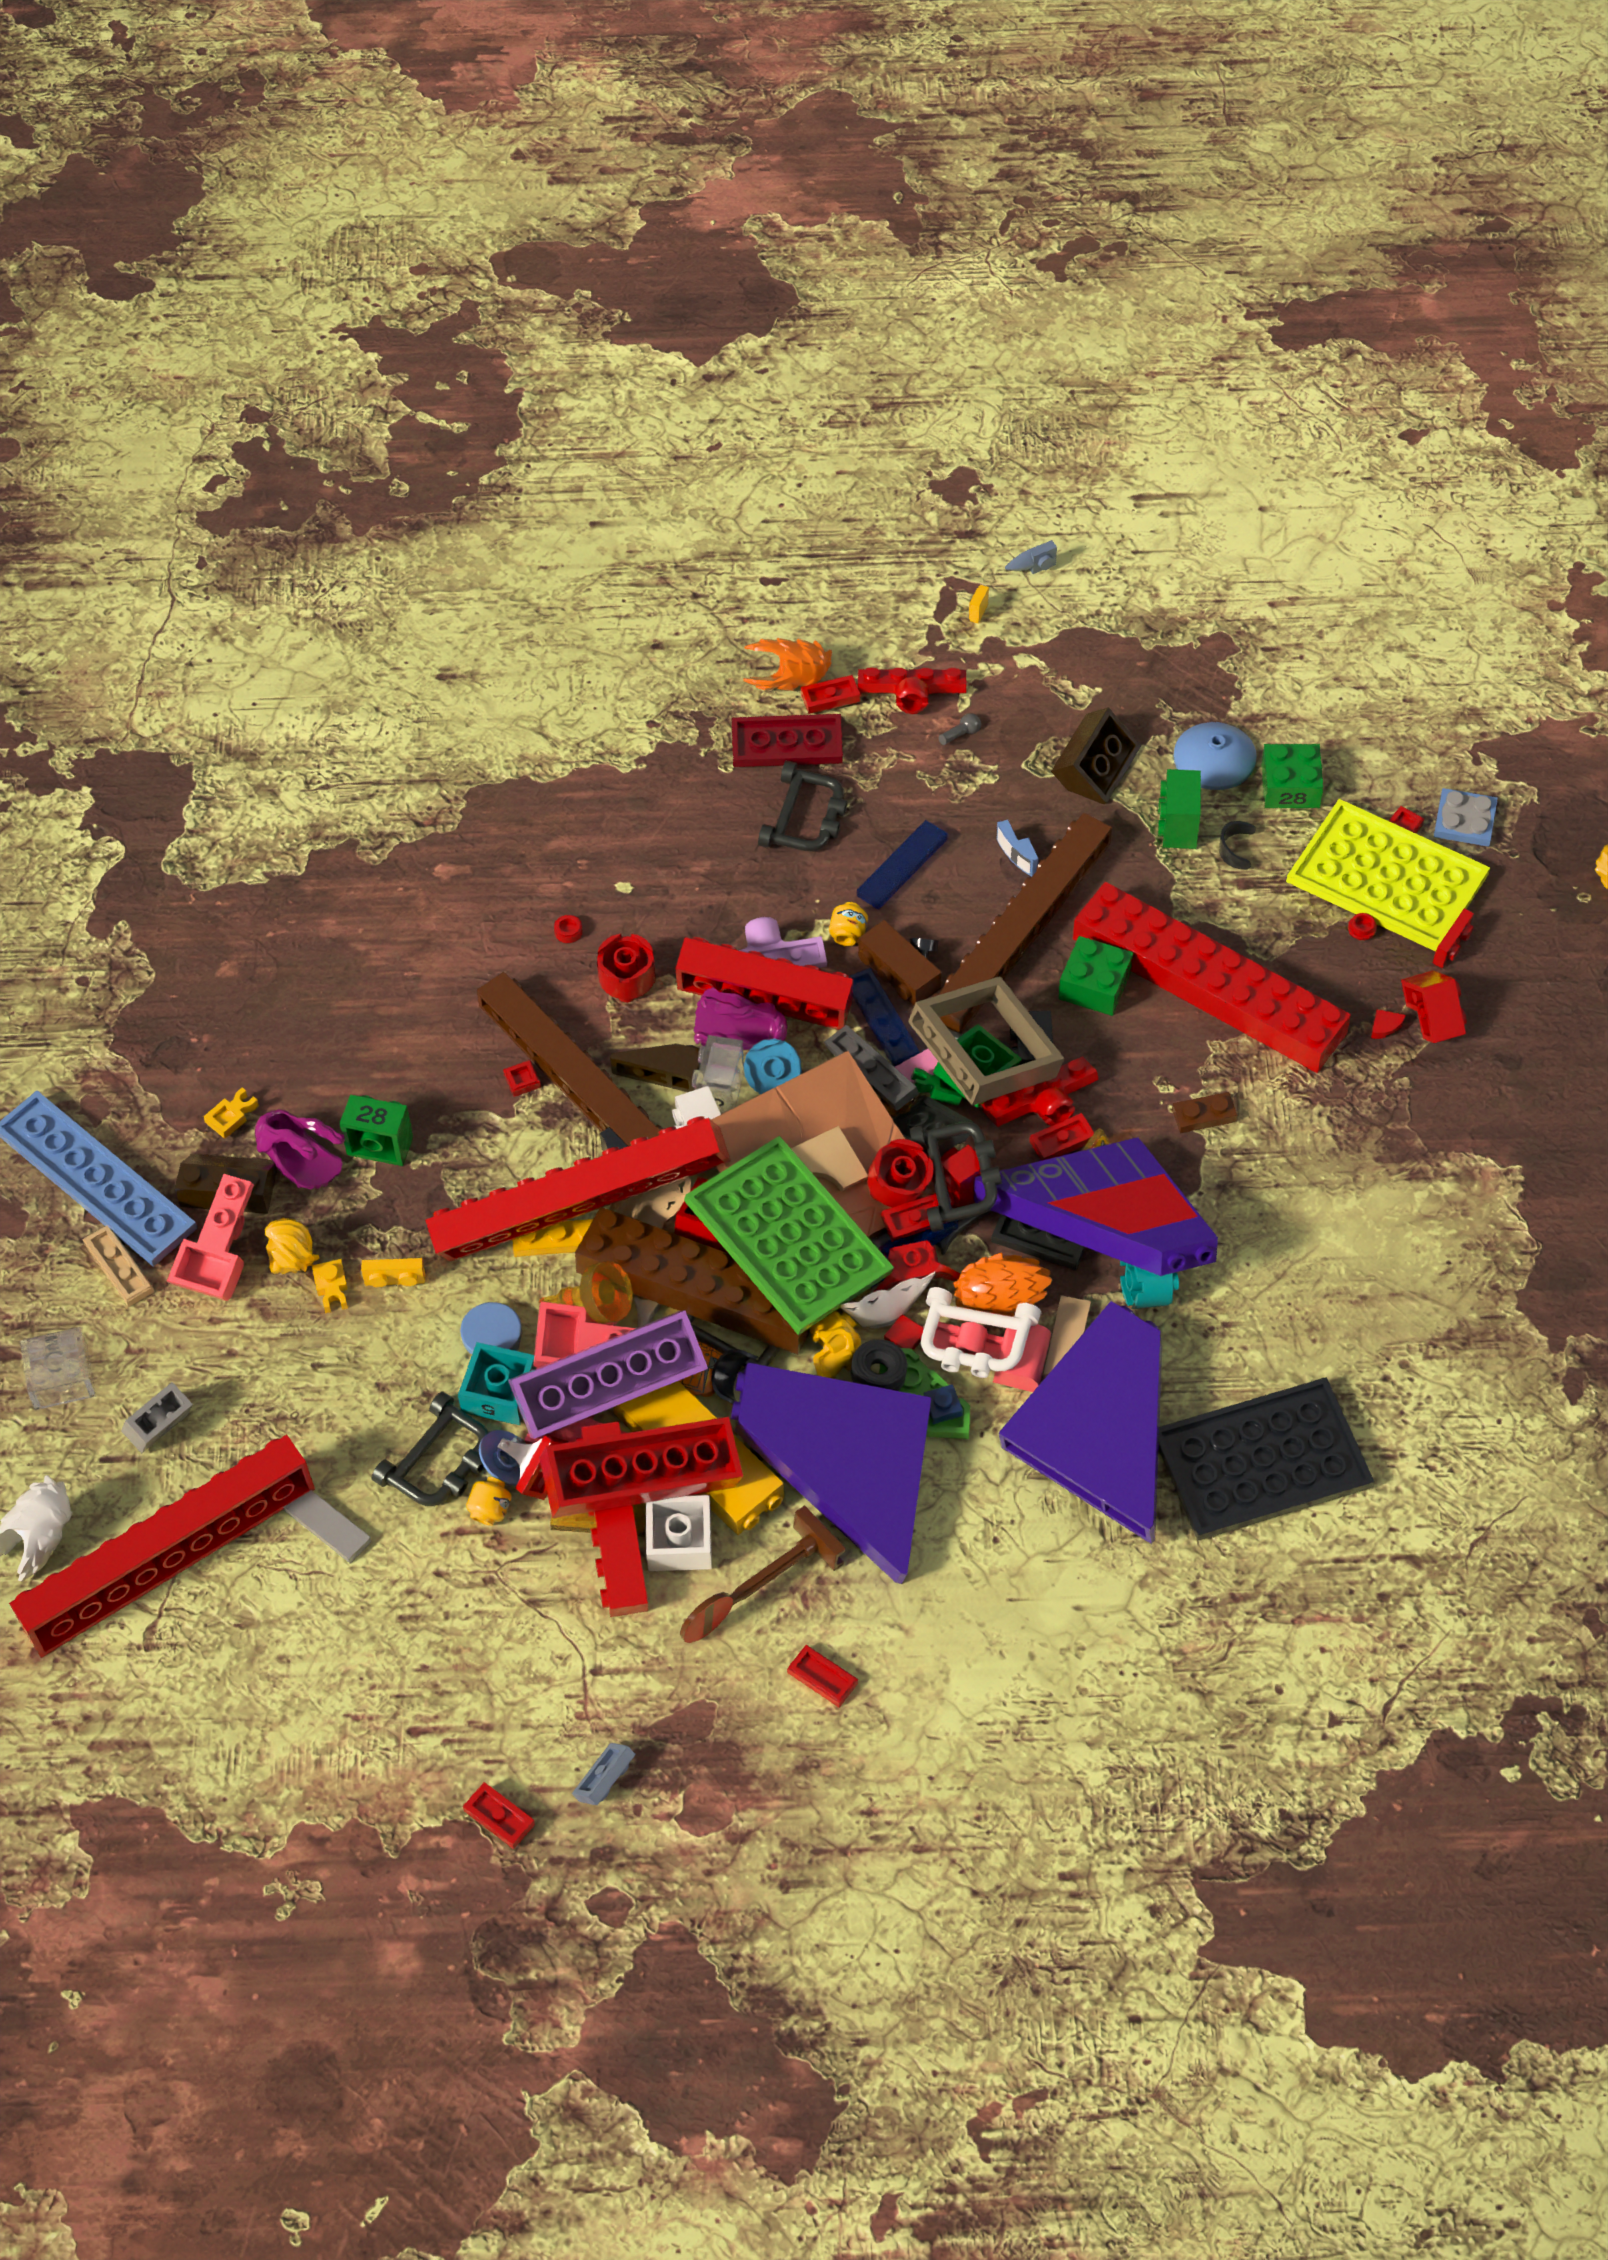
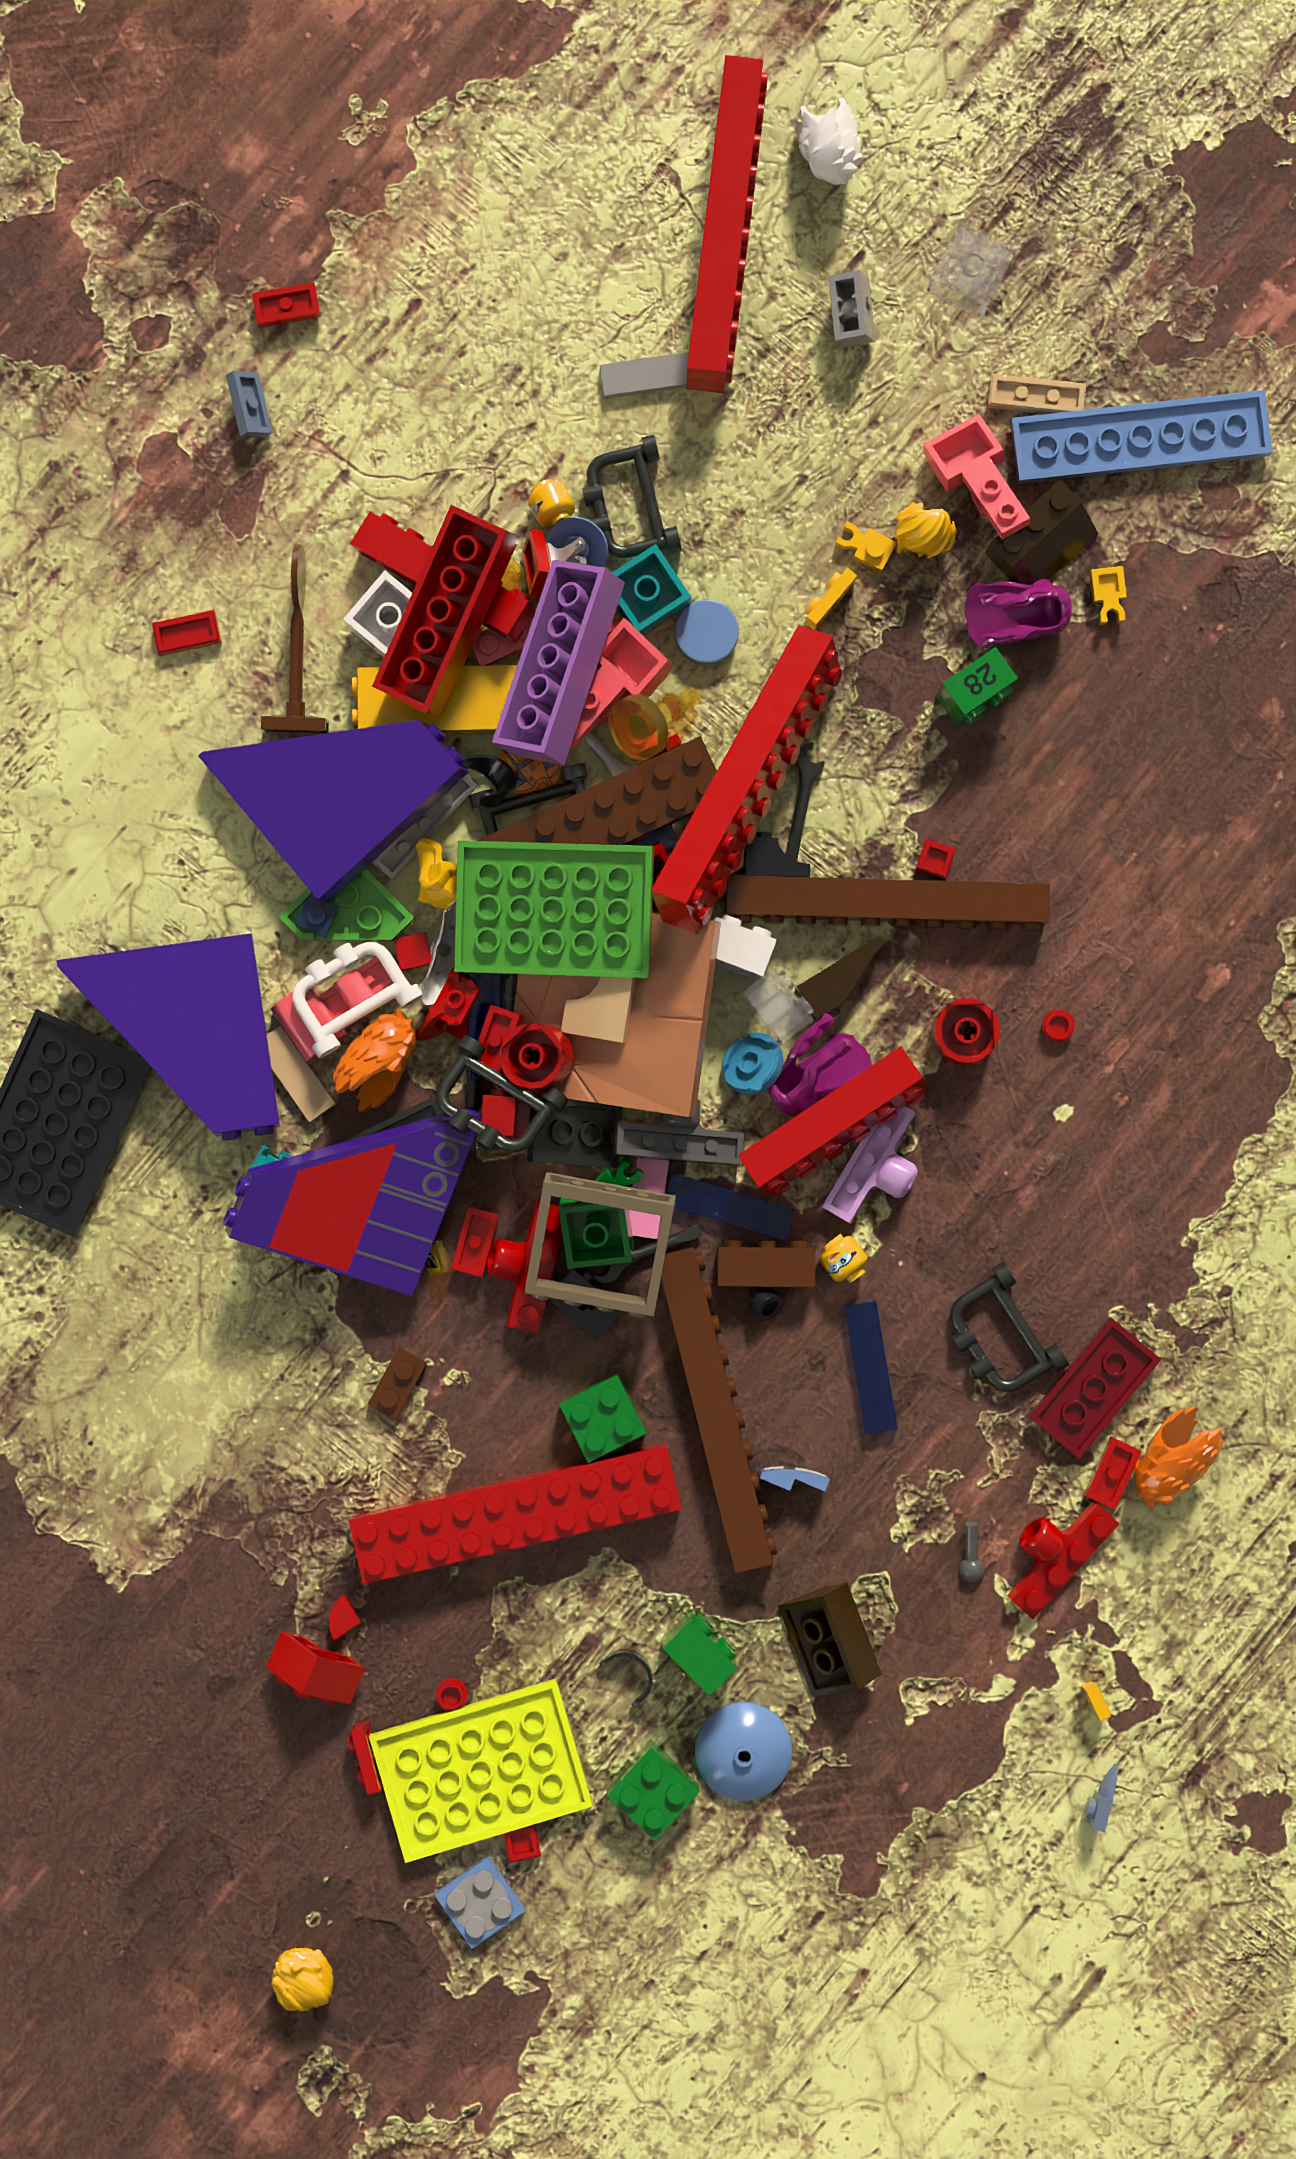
camera: 130 degrees right, 30 degrees up
(884, 1353) = (371, 884): black tyre -> none

